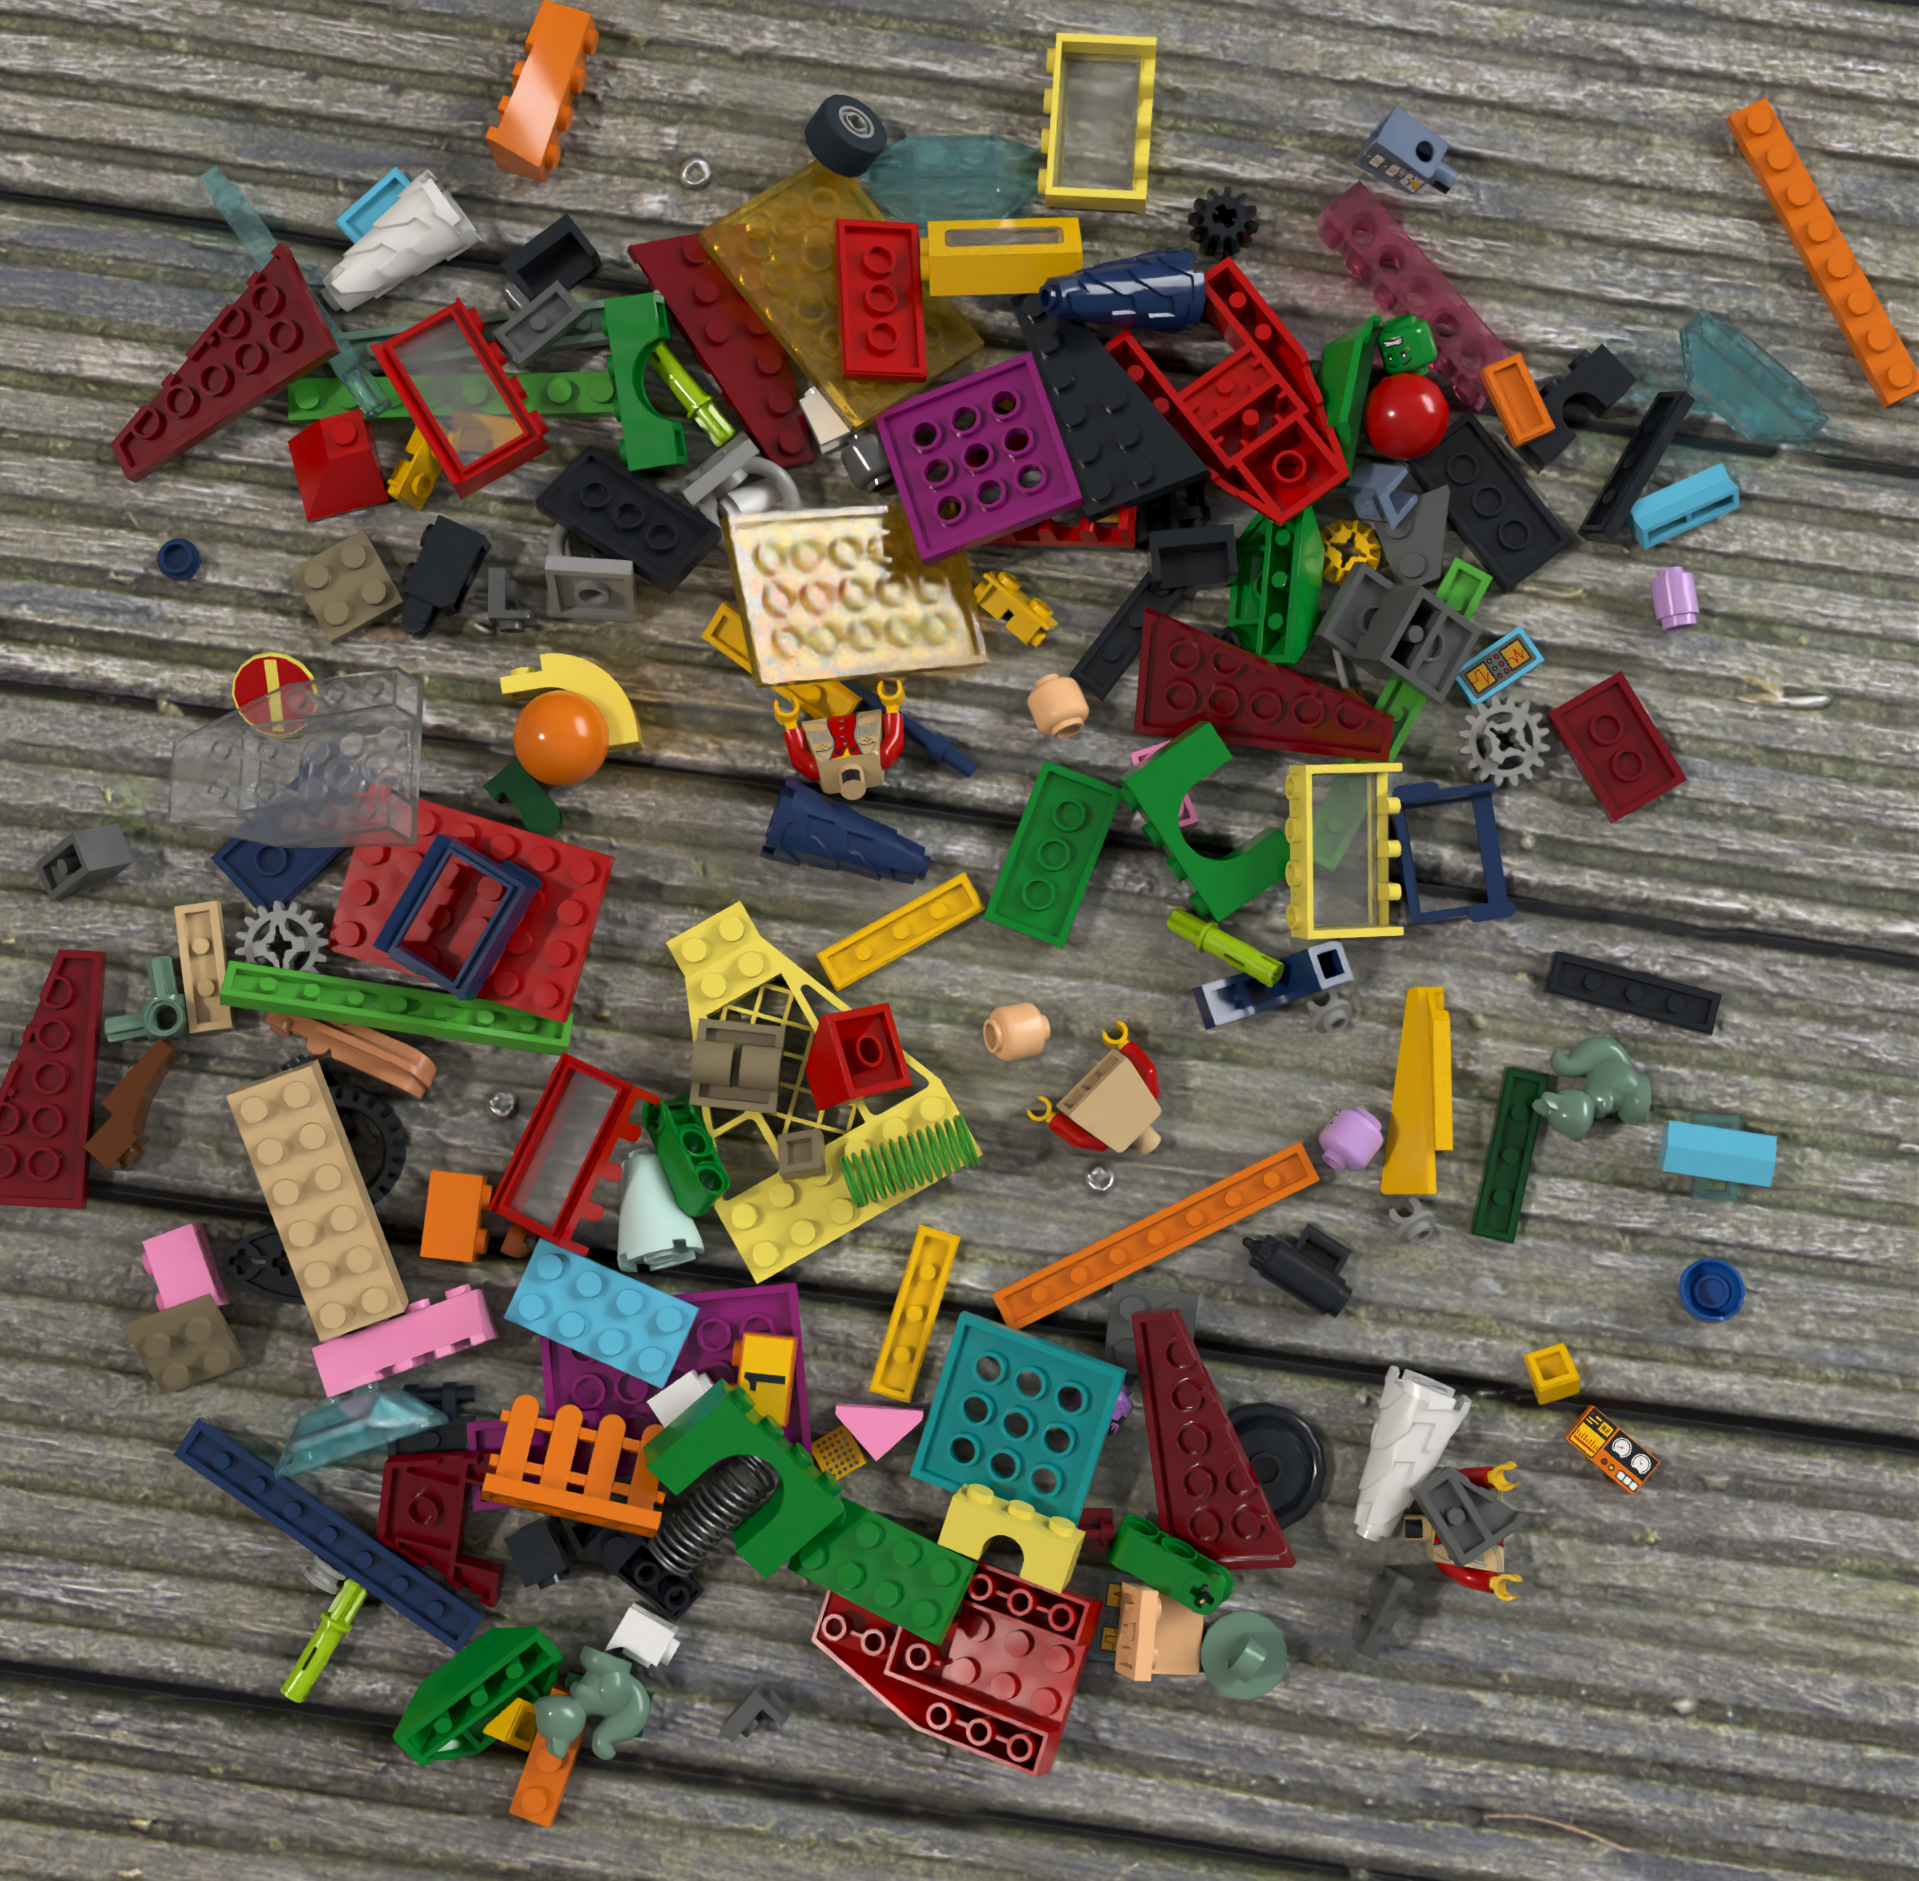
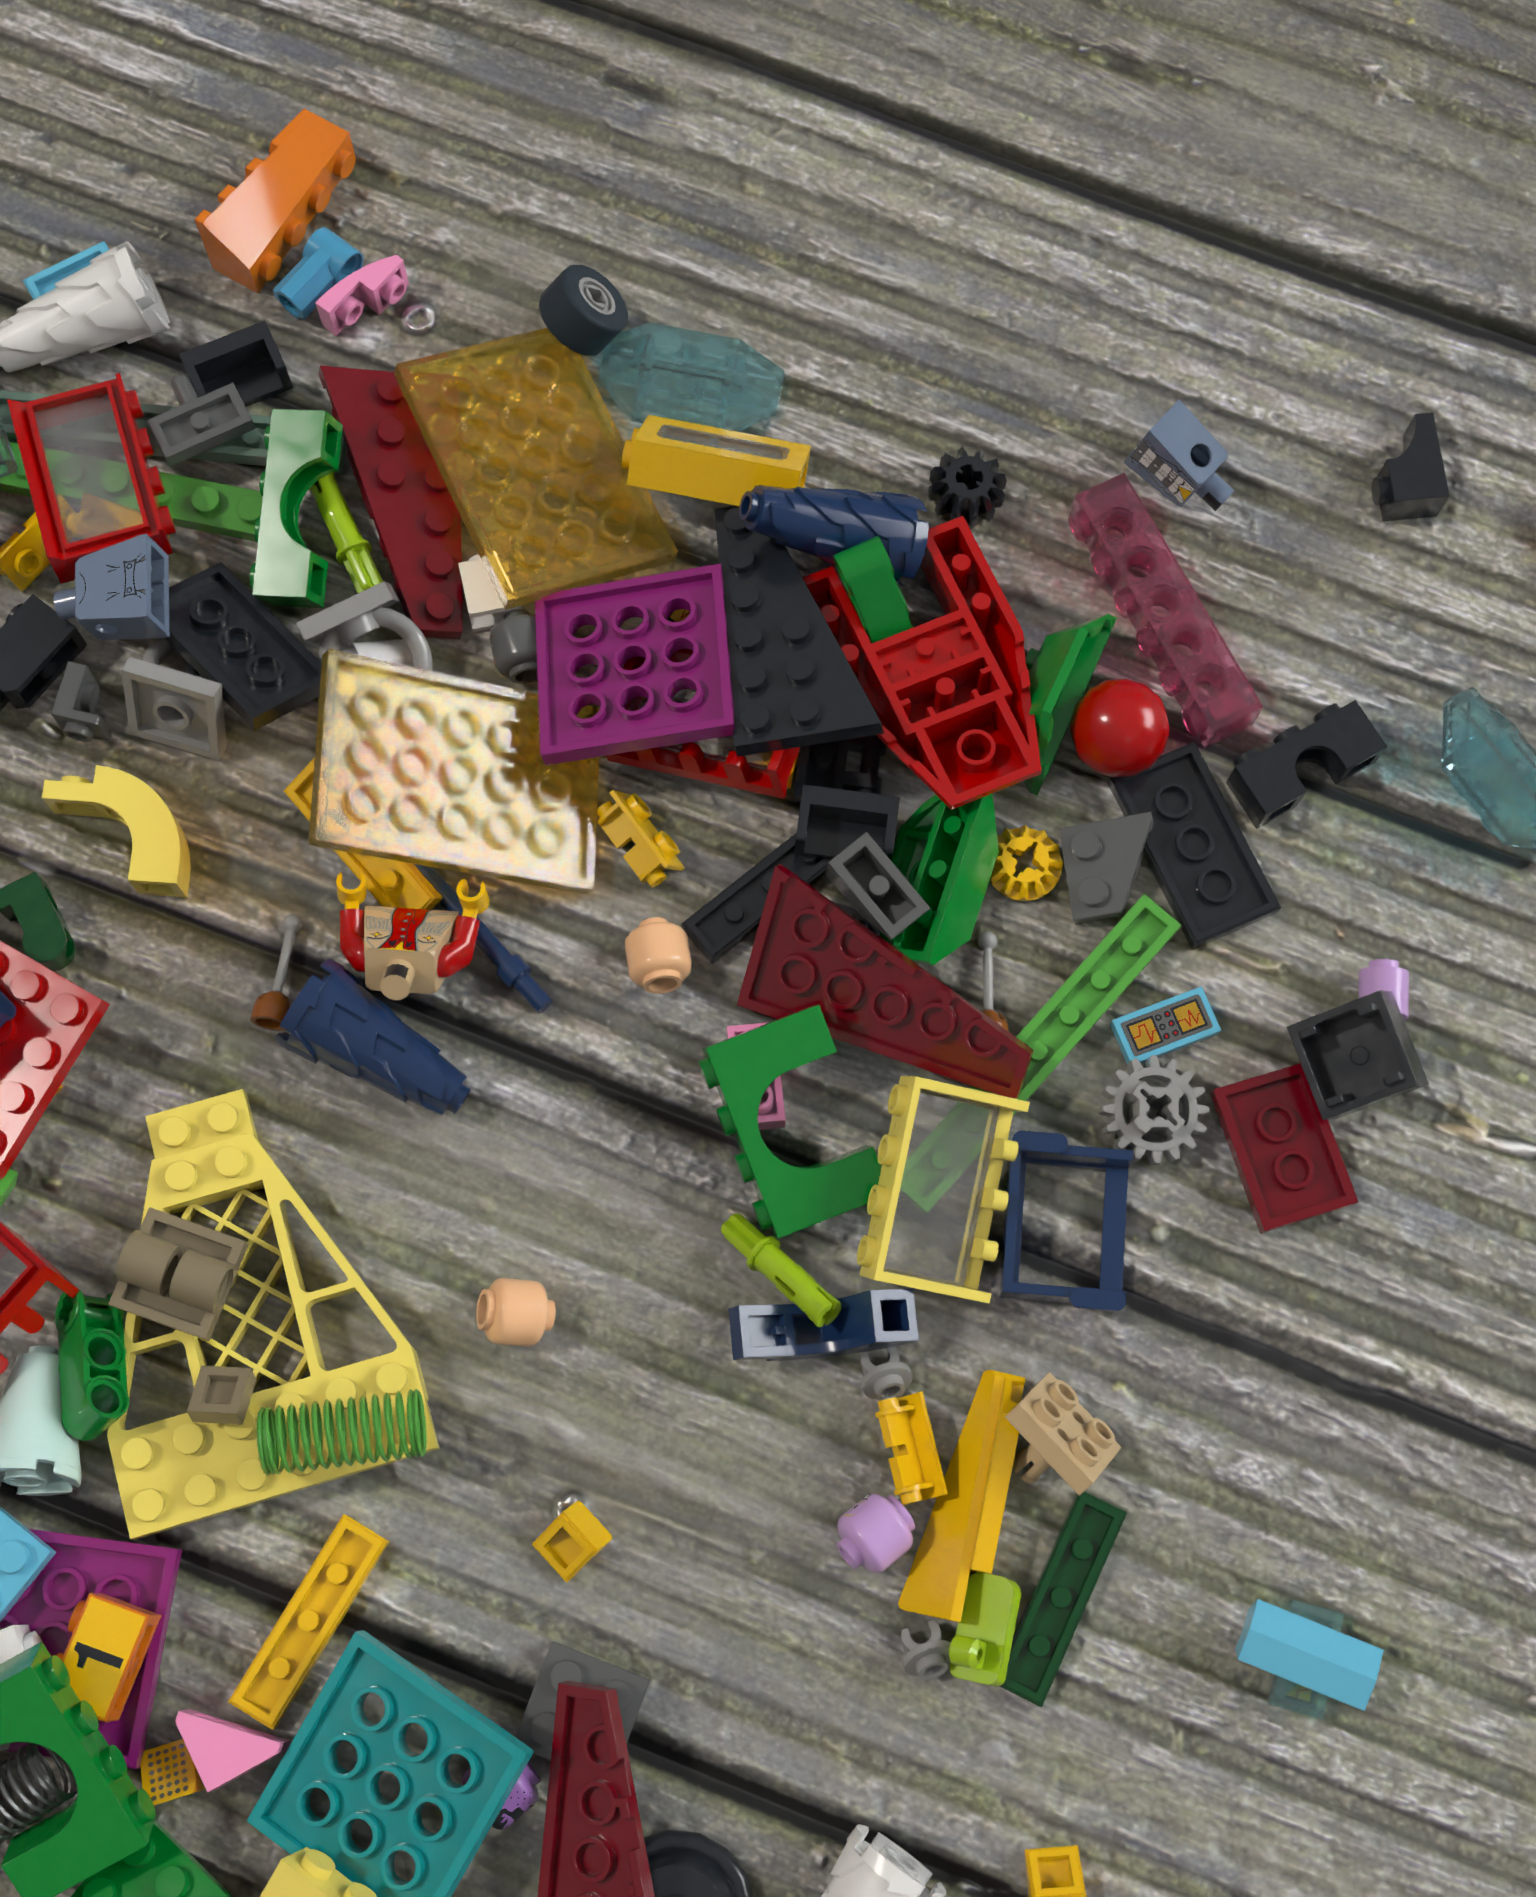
camera: 10 degrees right, 10 degrees down
(518, 497) = (120, 591): none -> sand blue torso
(561, 738) = (91, 860): orange piece -> none
(601, 143) = (323, 265): none -> dark azure piece
(648, 156) = (372, 285): none -> bright pink slope
(746, 826) = (272, 1006): none -> hinge
(855, 1057) = (316, 1295): red slope -> none
(879, 301) = (572, 481): red tile -> none
(900, 932) = (415, 1168): yellow tile -> none
(1053, 855) = (610, 1120): green plate -> none
(1098, 122) = (858, 357): window -> none
(1108, 1202) = (572, 1540): none -> yellow slope
(1111, 1102) = (601, 1422): tan torso -> none
(1155, 1236) = (614, 1596): orange plate -> none
(1169, 345) = (873, 589): none -> green piece
(1232, 608) = (876, 887): none -> dark grey slope
(1299, 1273) = (777, 1683): black piece -> none
(1366, 1065) = (915, 1460): none -> yellow hinge
(1374, 496) = (1061, 807): sand blue window -> none
(1398, 632) = (1060, 959): dark grey bracket -> none
(1406, 345) = (1137, 652): green head -> none
(1458, 1196) = (986, 1630): none -> lime piece
(1484, 1027) = (1061, 1436): none -> tan plate
(1517, 400) = (1247, 737): orange tile -> none
(1608, 1088) = (1193, 1544): sand green animal -> none
(1616, 124) = (1416, 480): none -> black arch
(1632, 993) = (1246, 1438): black tile -> none
(1635, 466) = (1367, 841): black tile -> none
(1664, 657) = (1357, 1055): none -> black container
(1683, 506) = (1411, 897): medium azure piece -> none
(1711, 1291) = (1268, 1824): blue hair -> none

